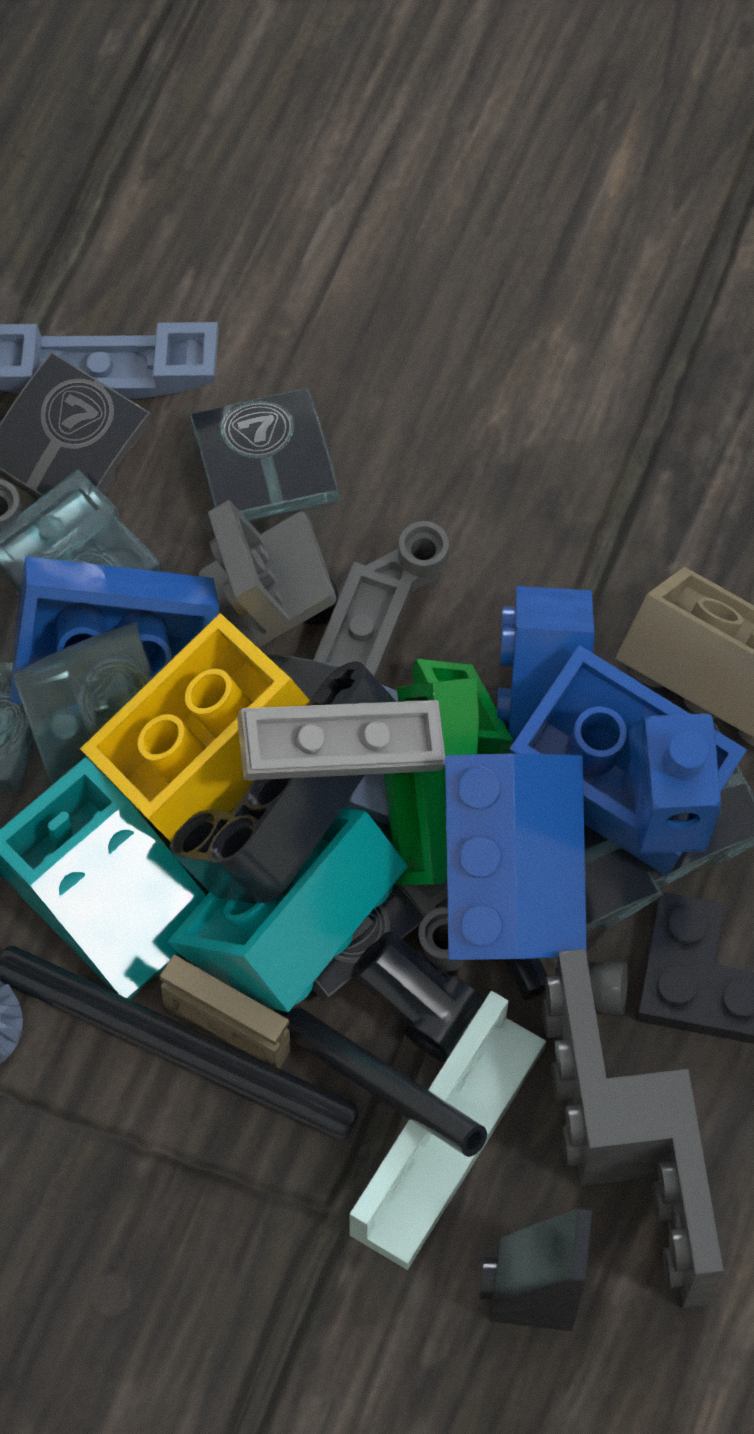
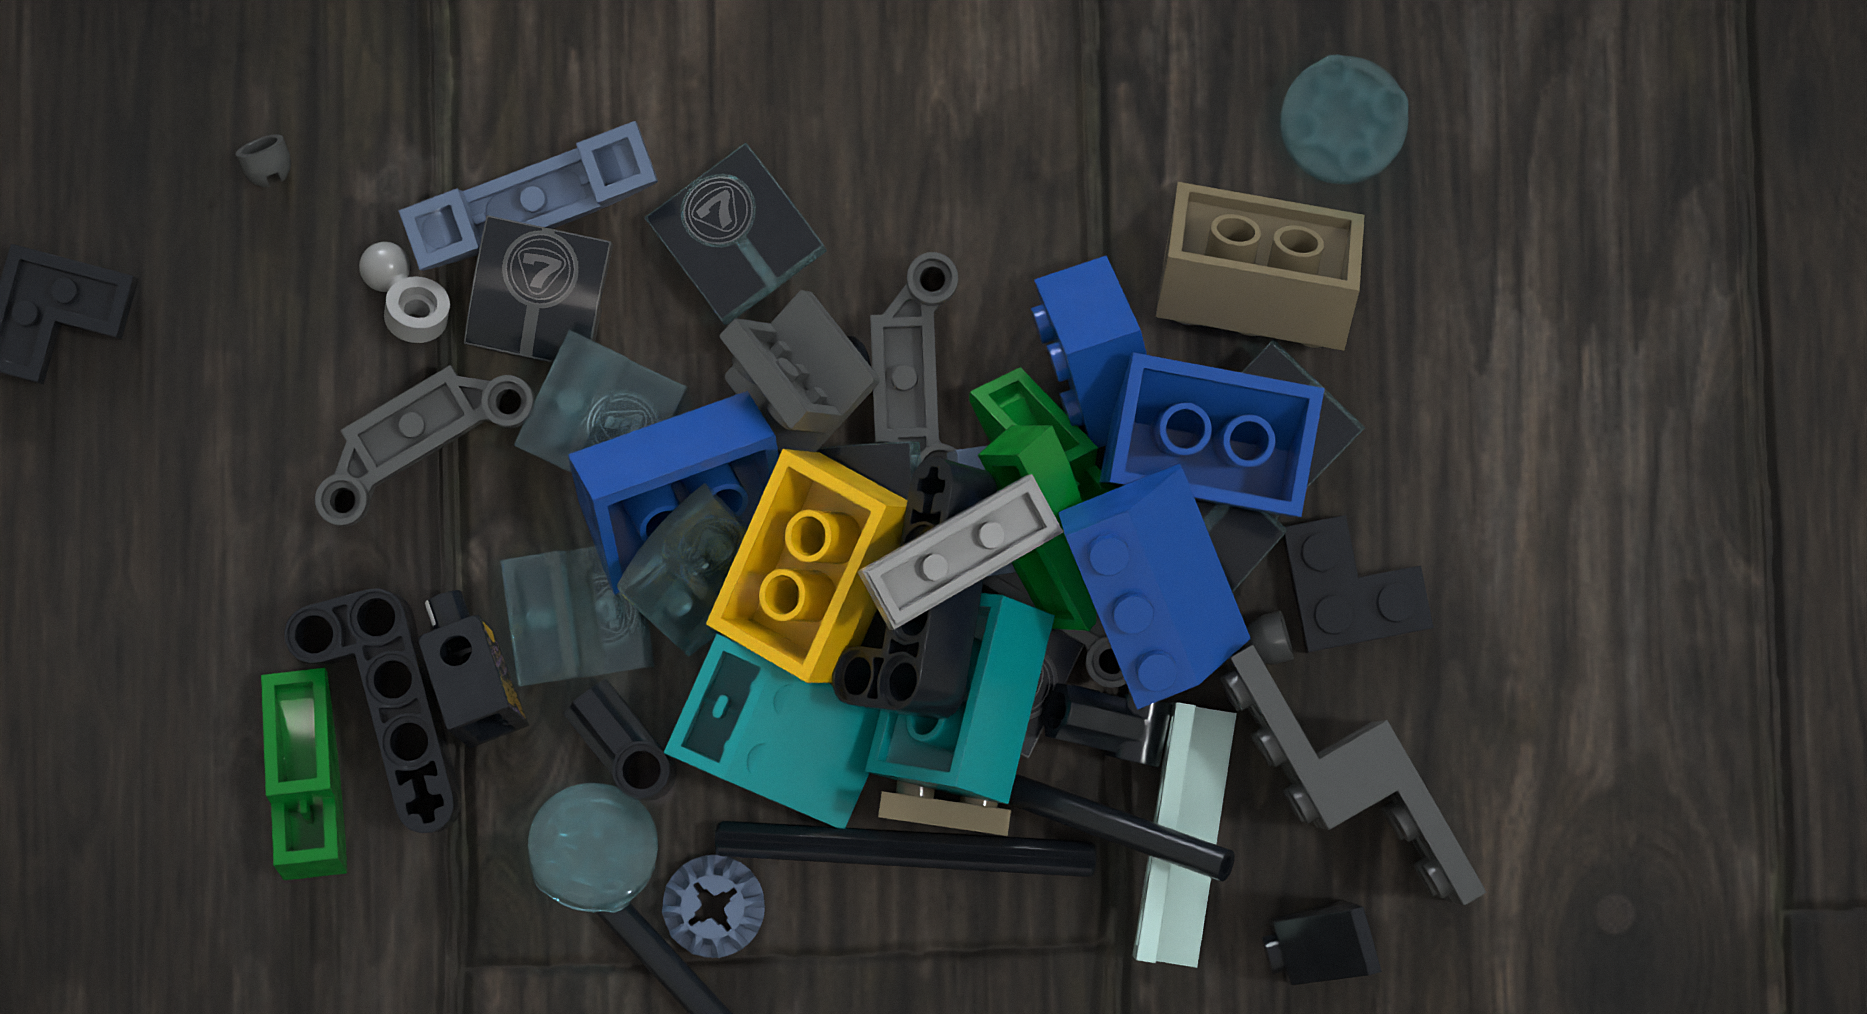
camera: 20 degrees left, 20 degrees up
(674, 775) = (1275, 457): blue torso -> none

